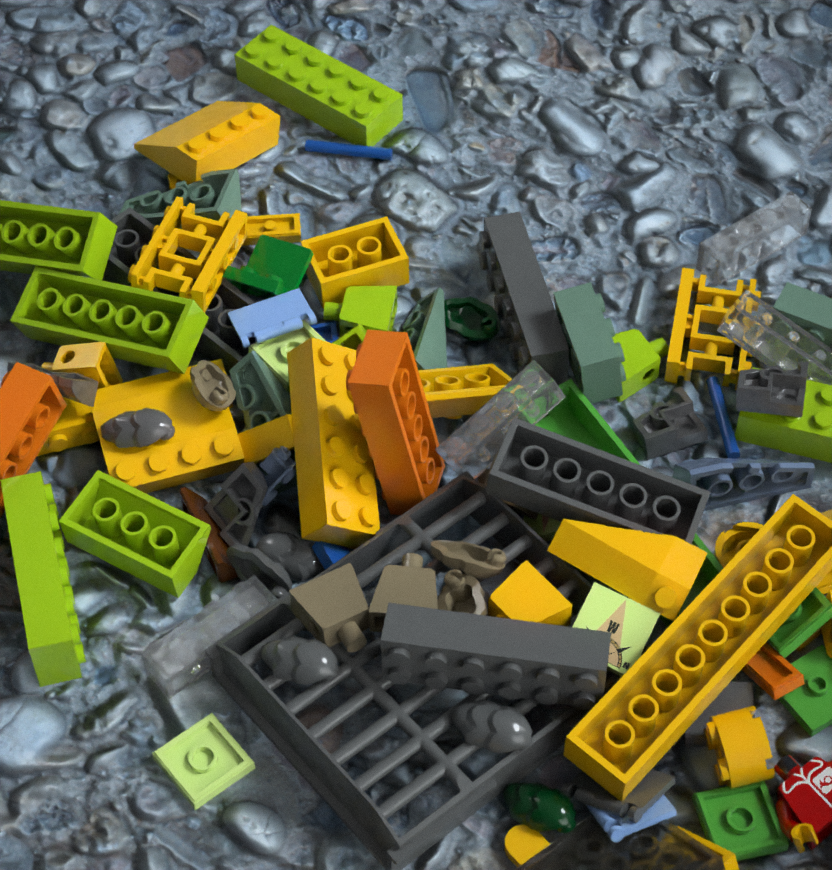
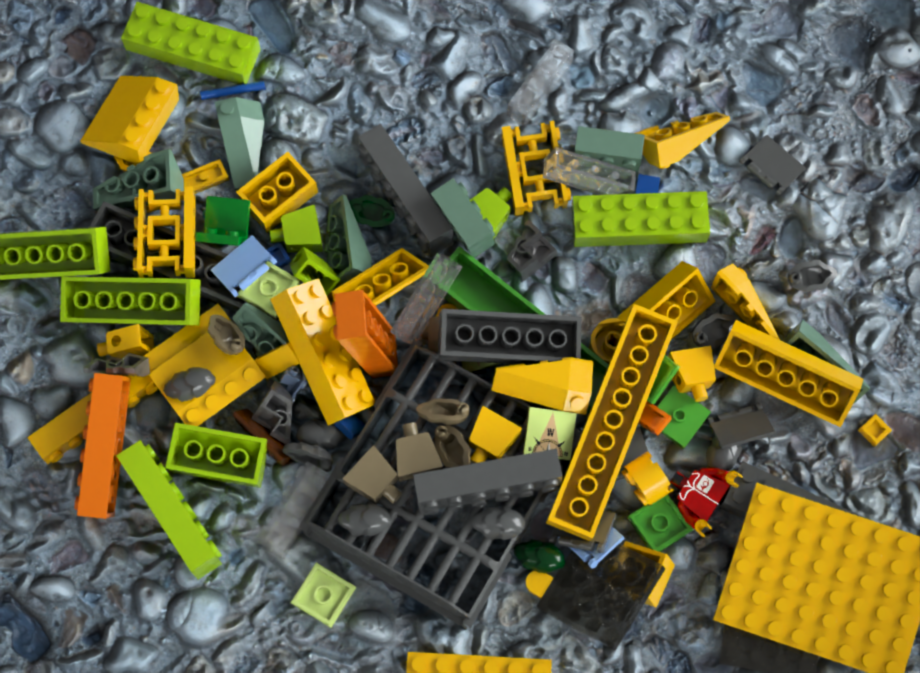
camera: 20 degrees left, 20 degrees up
(338, 189) = (242, 133): none -> sand green wedge
(723, 418) = (562, 234): blue bar -> none
(743, 479) = (578, 286): sand blue wedge -> none
(772, 390) = (593, 214): flat silver slope -> none

